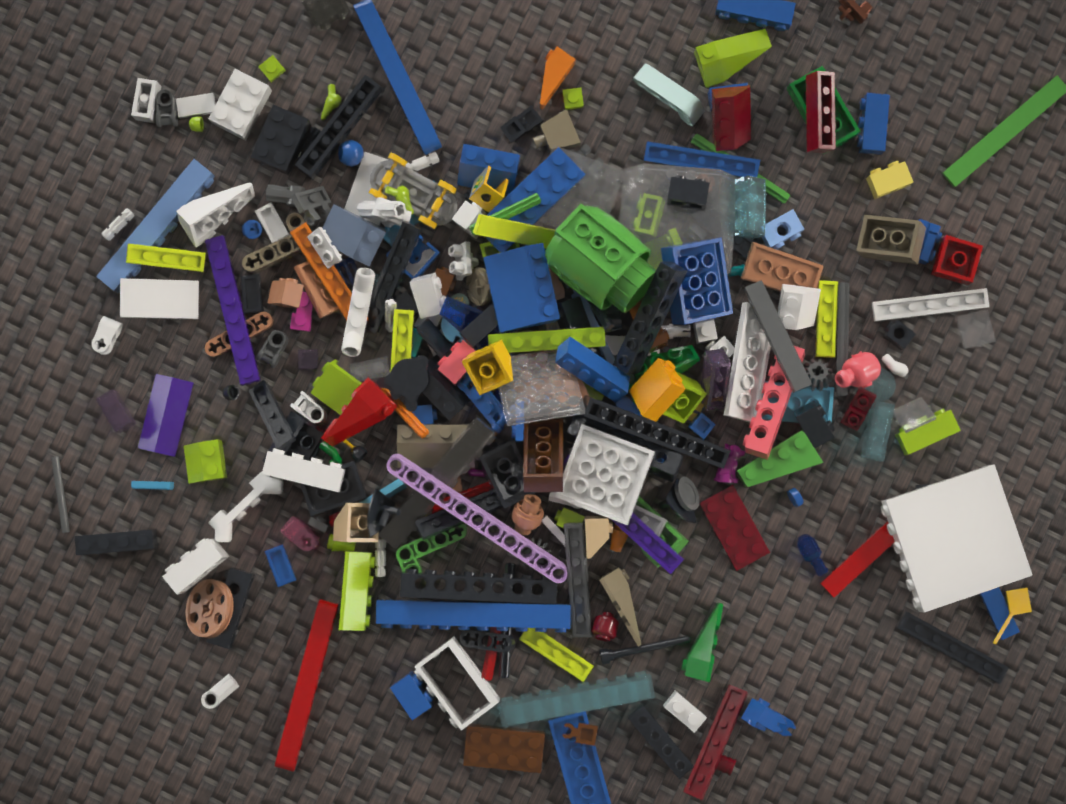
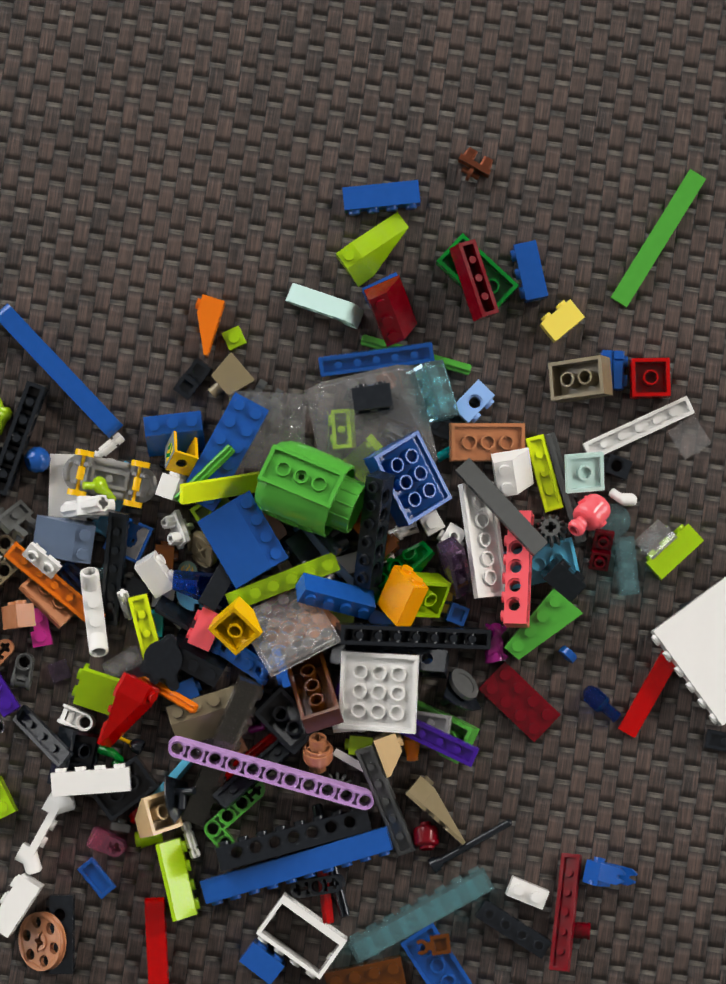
camera: 20 degrees left, 0 degrees up
(557, 653) = (388, 876): neon yellow tile -> none
(700, 657) = (525, 836): green wedge -> none
(866, 329) = (584, 472): none -> light aqua plate

